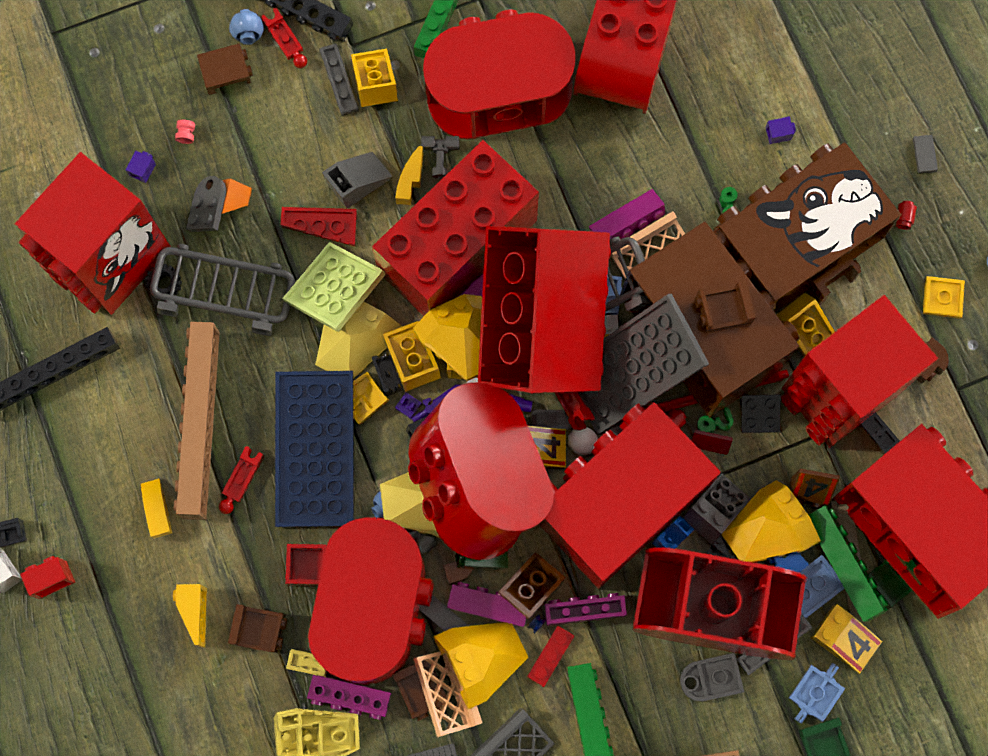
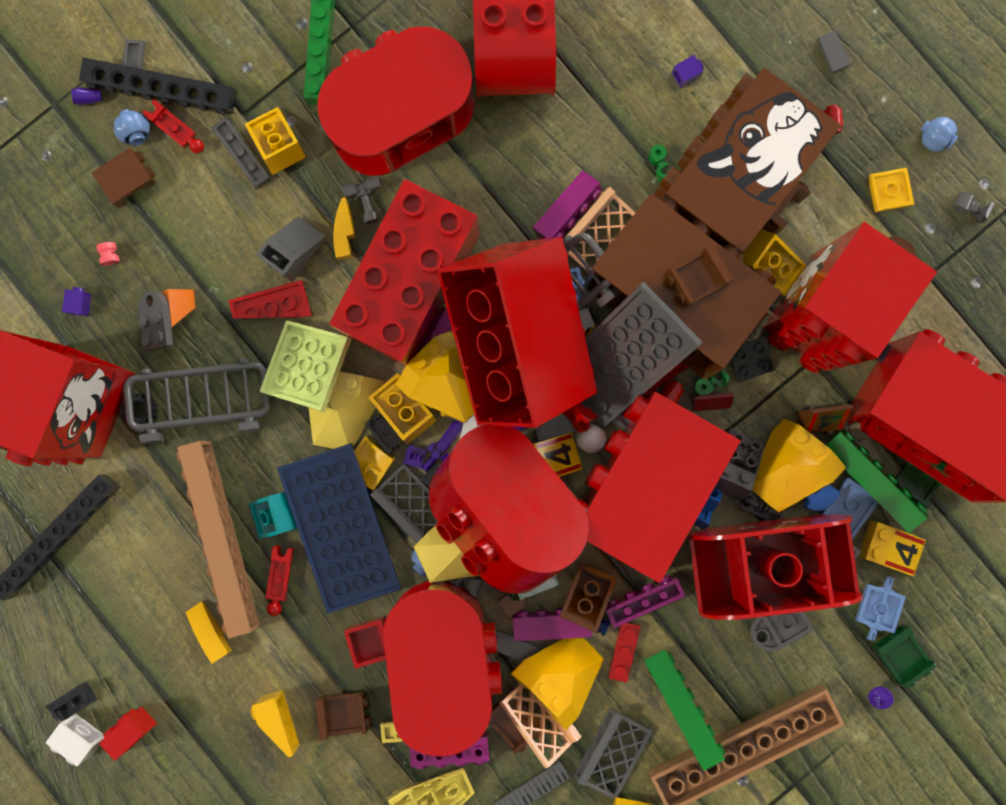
camera: 15 degrees left, 10 degrees up
(255, 417) = (272, 515): none -> teal slope
(371, 451) = (394, 512): none -> dark grey fence

